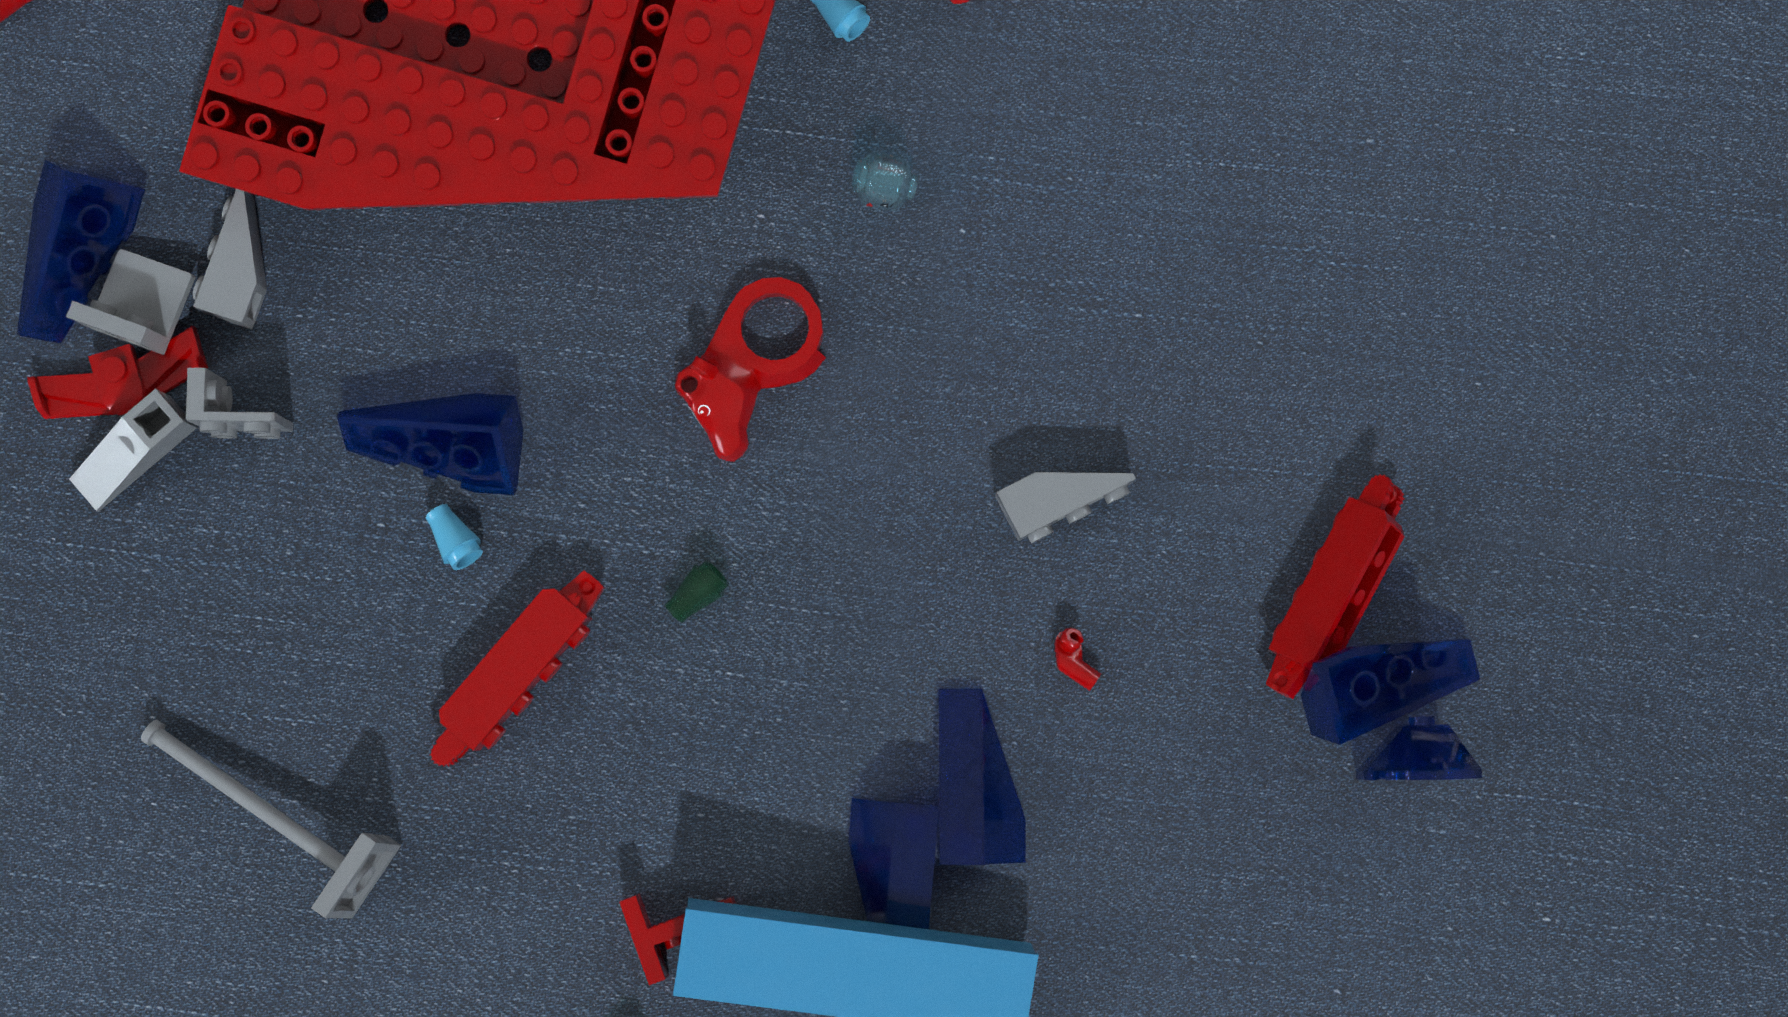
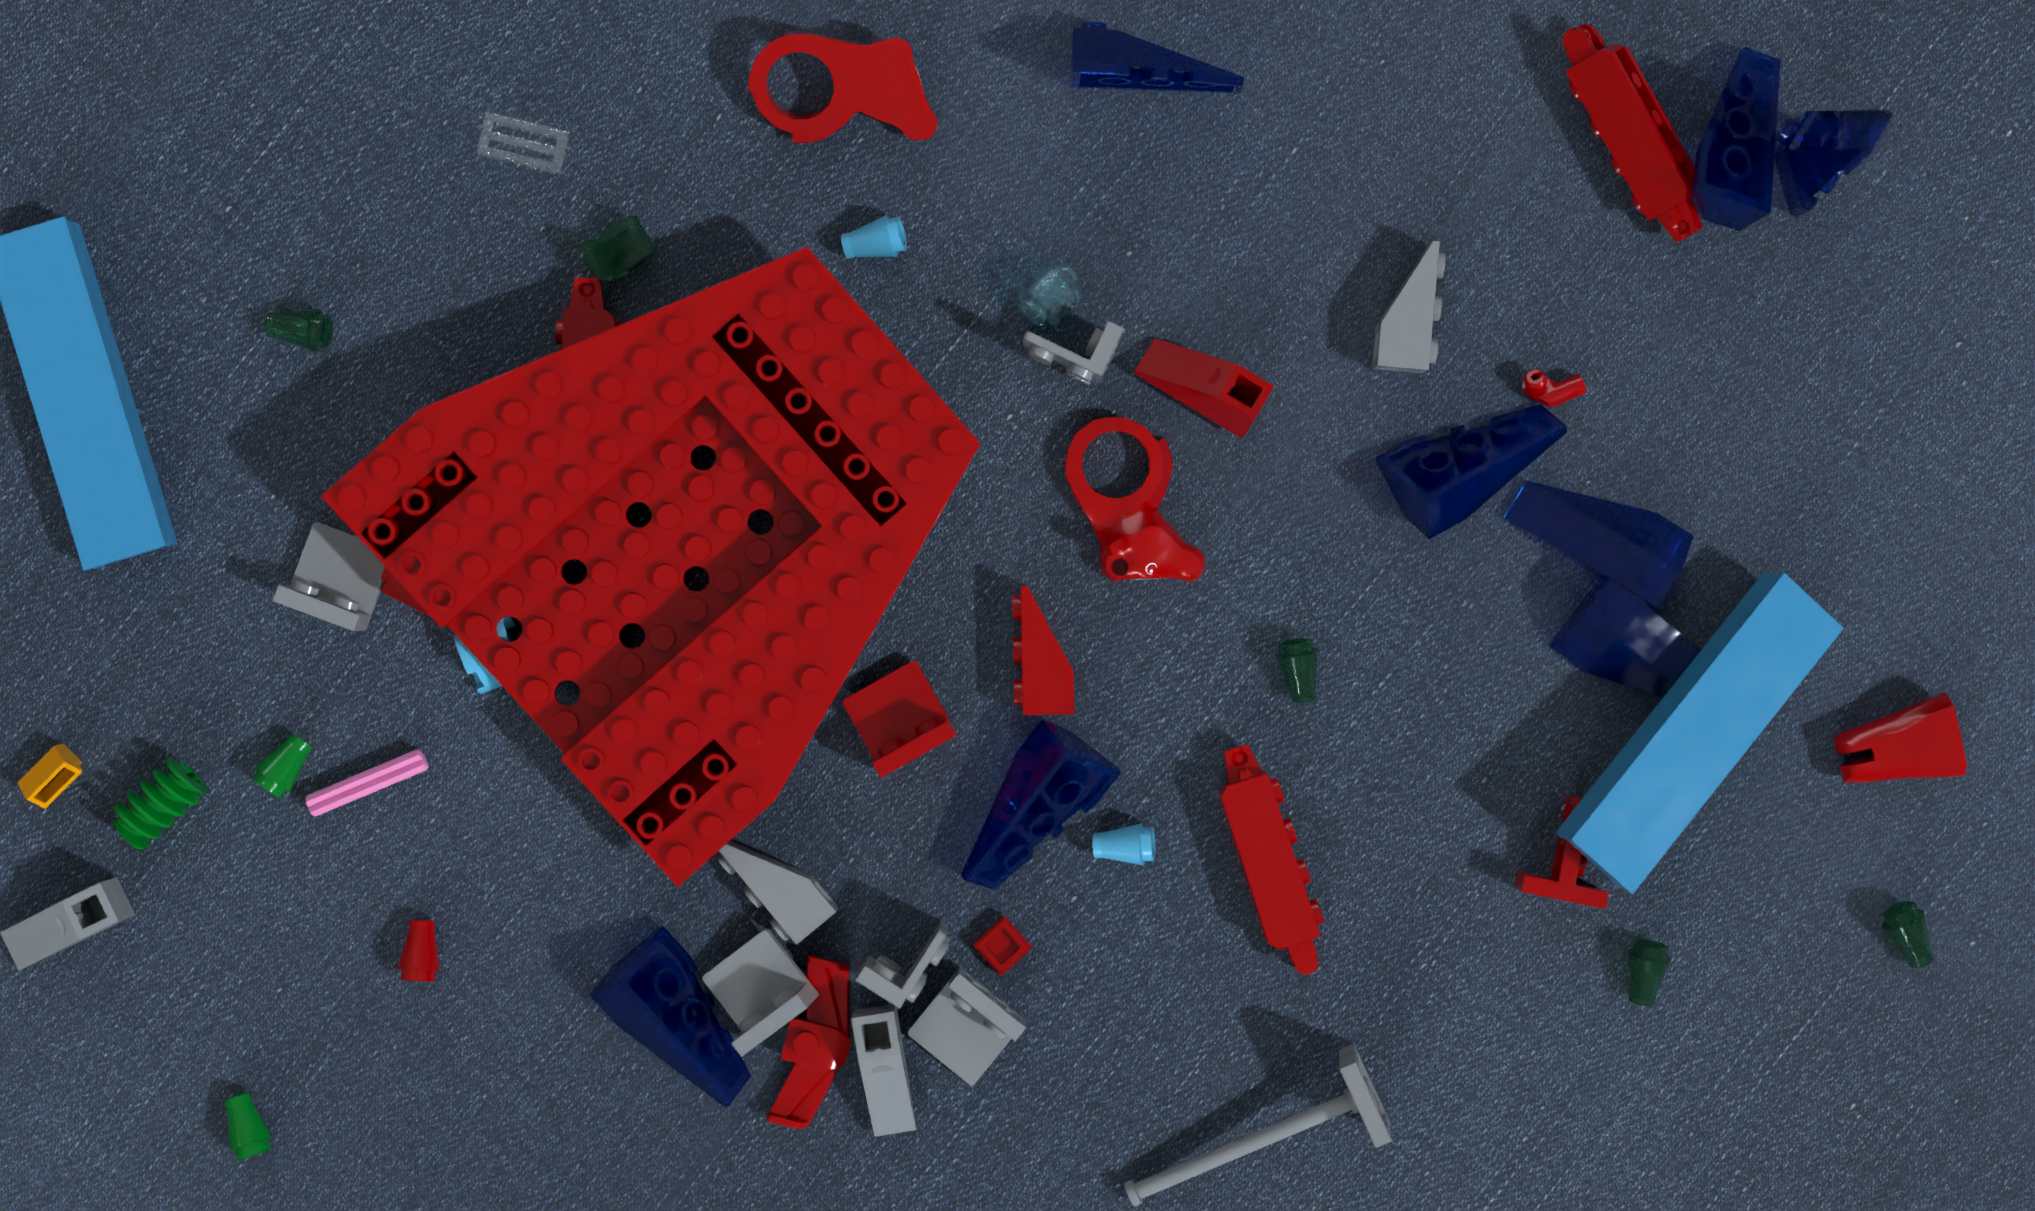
camera: 55 degrees left, 5 degrees up
(212, 498) = (966, 1026): none -> light grey bracket
(302, 487) = (1002, 945): none -> red tile
(444, 278) = (899, 718): none -> red bracket
(563, 373) = (1046, 673): none -> red slope
(860, 252) = (1099, 349): none -> light grey bracket
(889, 360) = (1206, 384): none -> red slope
(947, 621) = (1455, 474): none -> clear blue wedge
(1116, 116) = (1121, 61): none -> clear blue wedge

